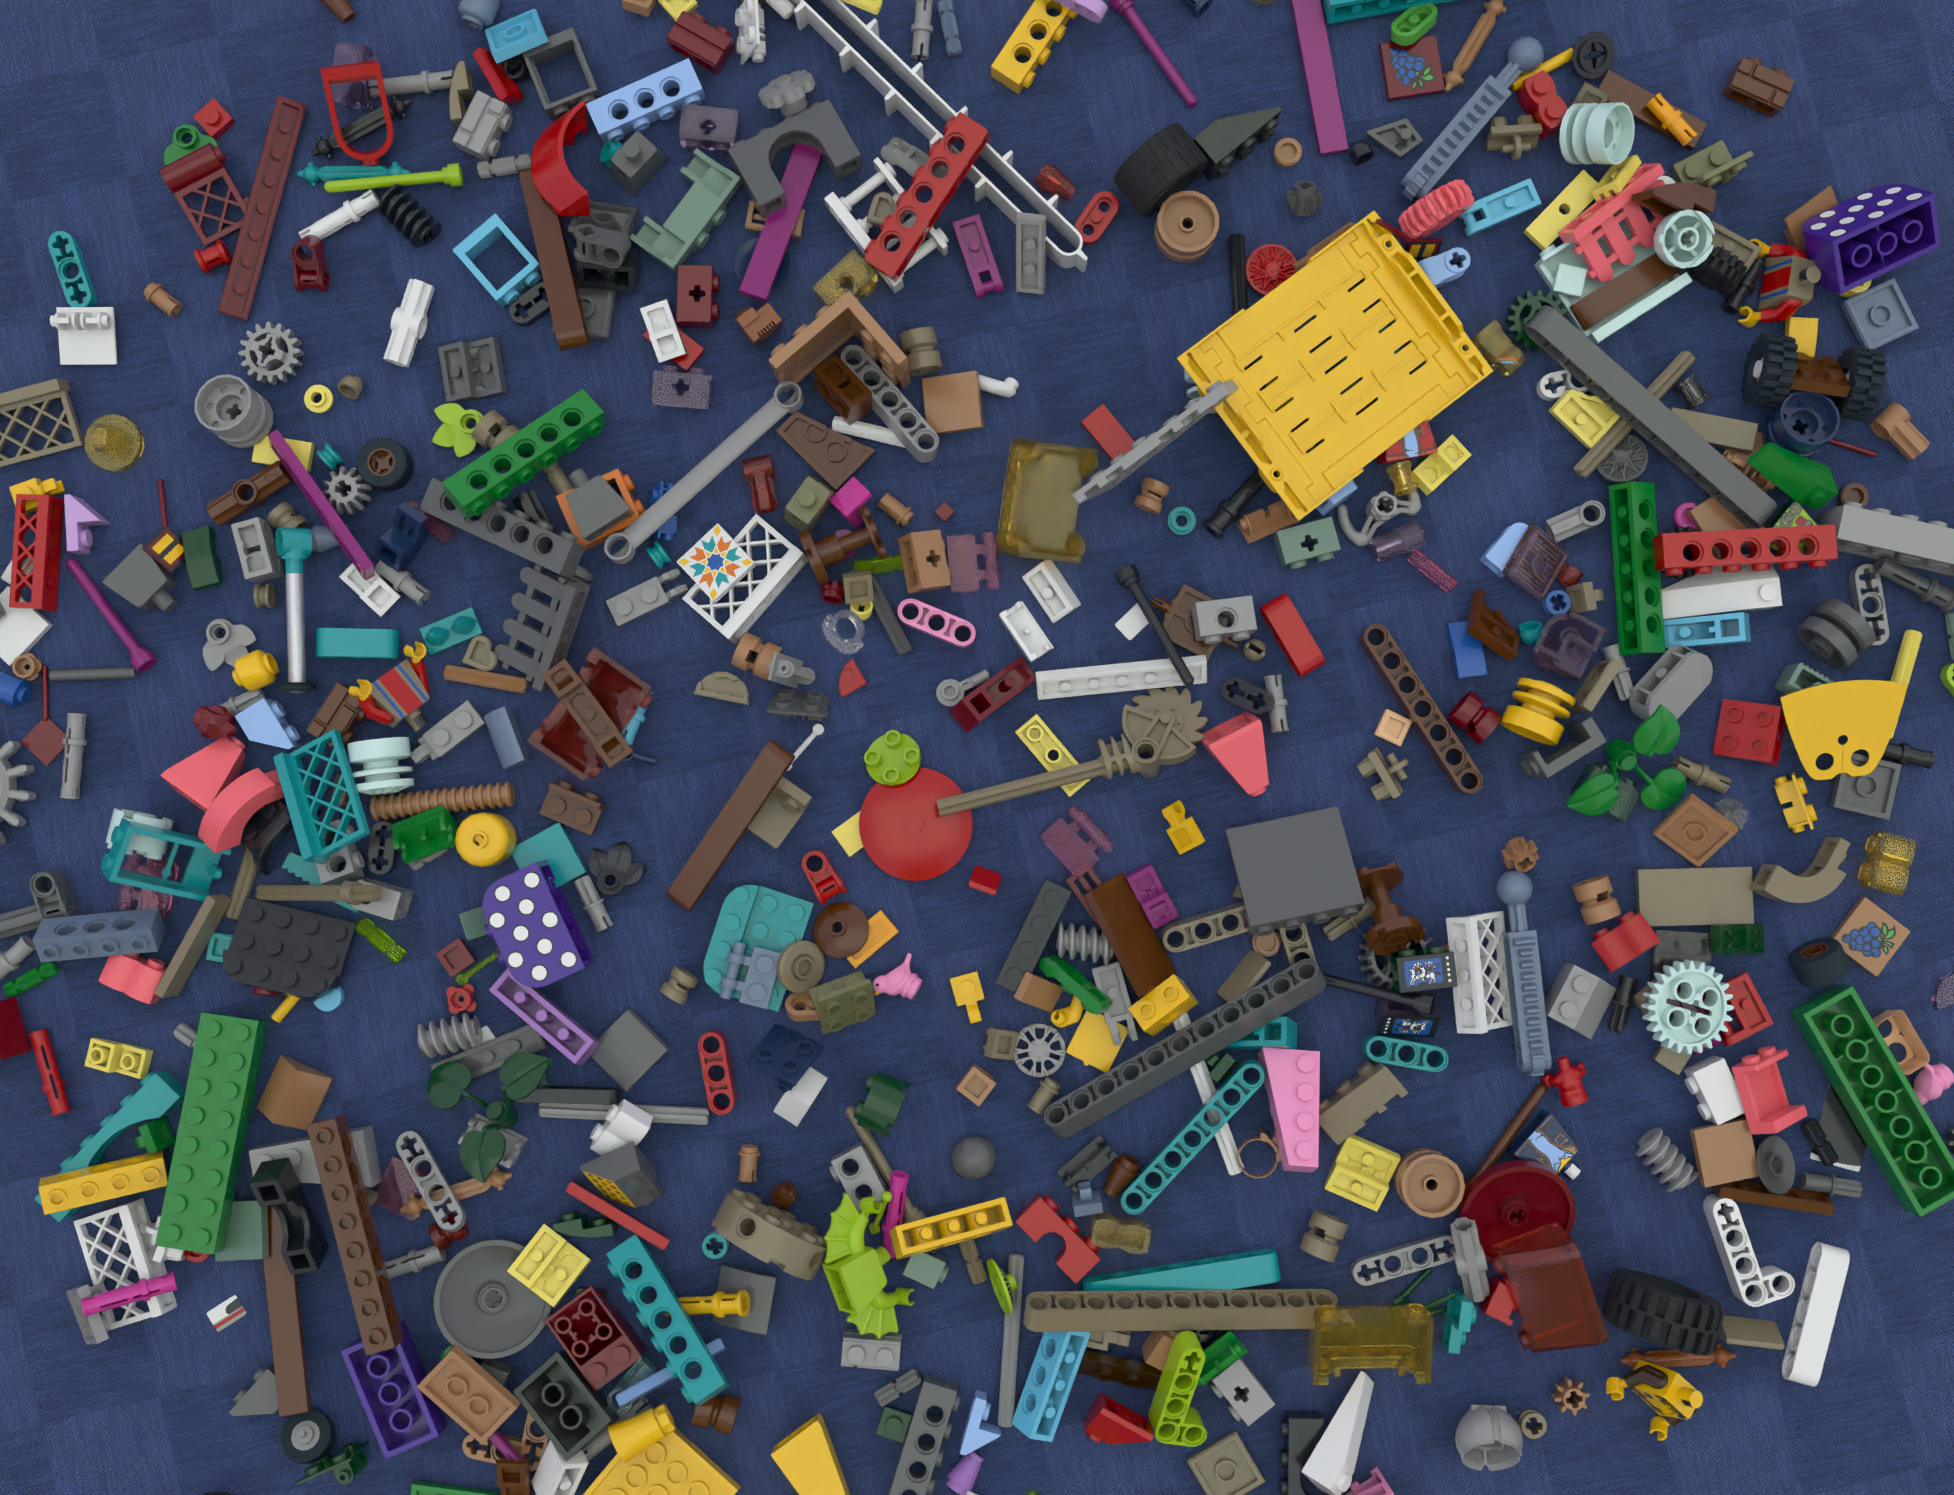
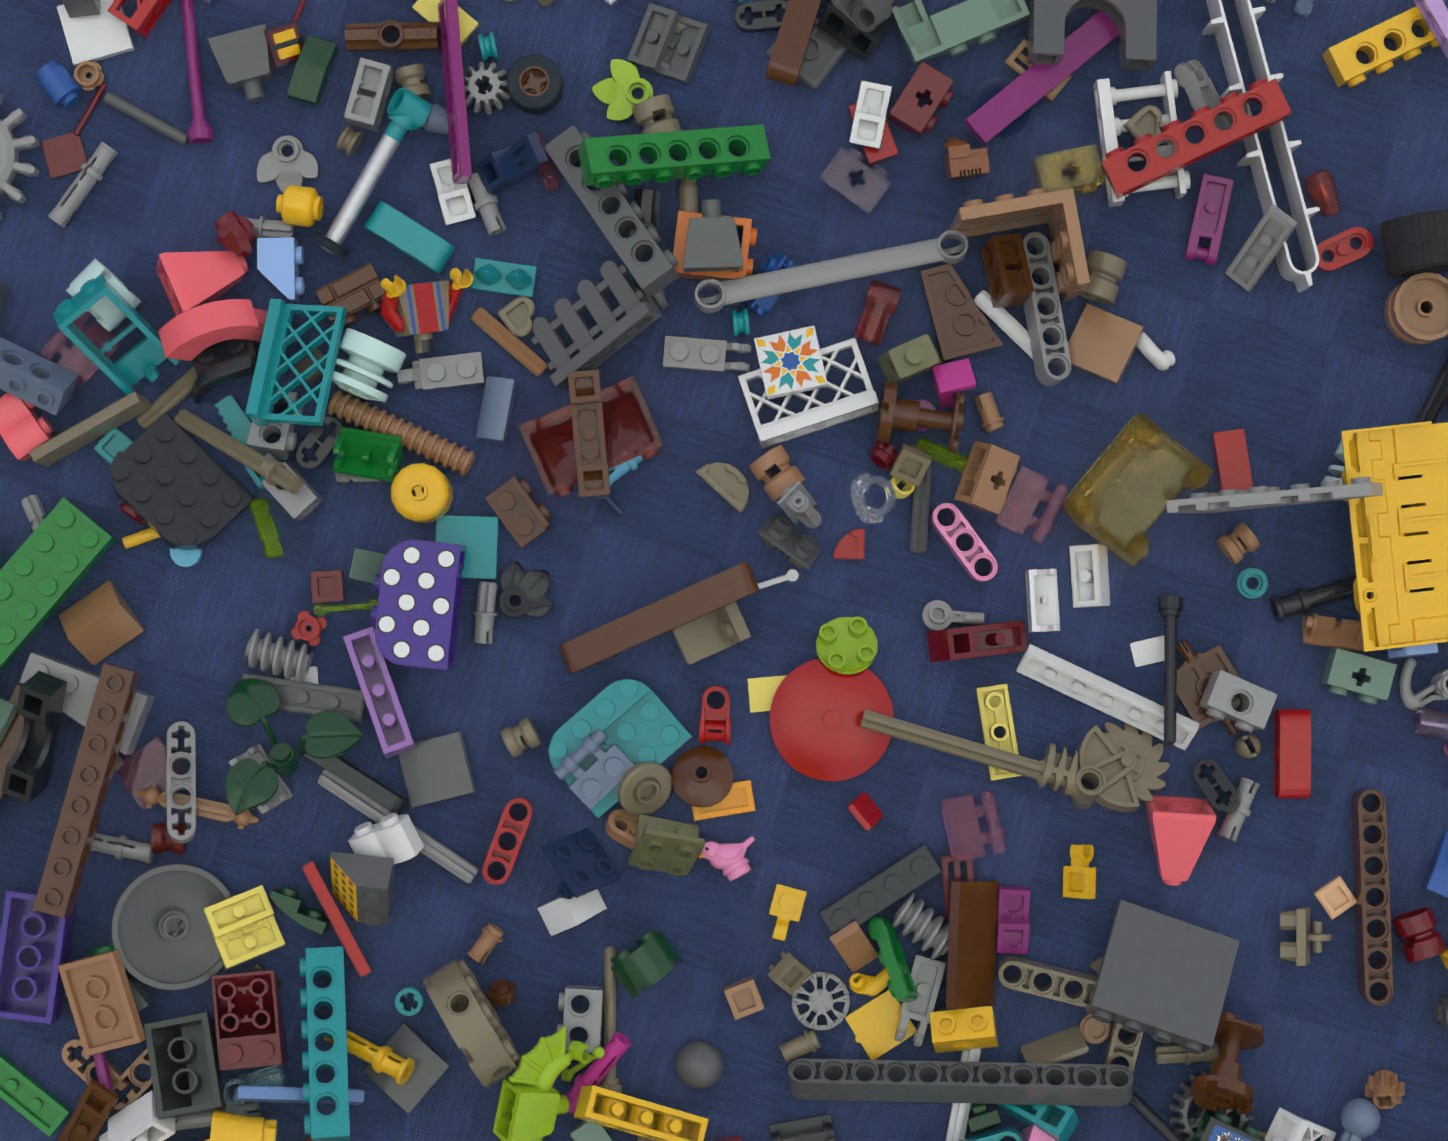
camera: 30 degrees right, 0 degrees up
(944, 512) = (1033, 441): dark red piece -> none

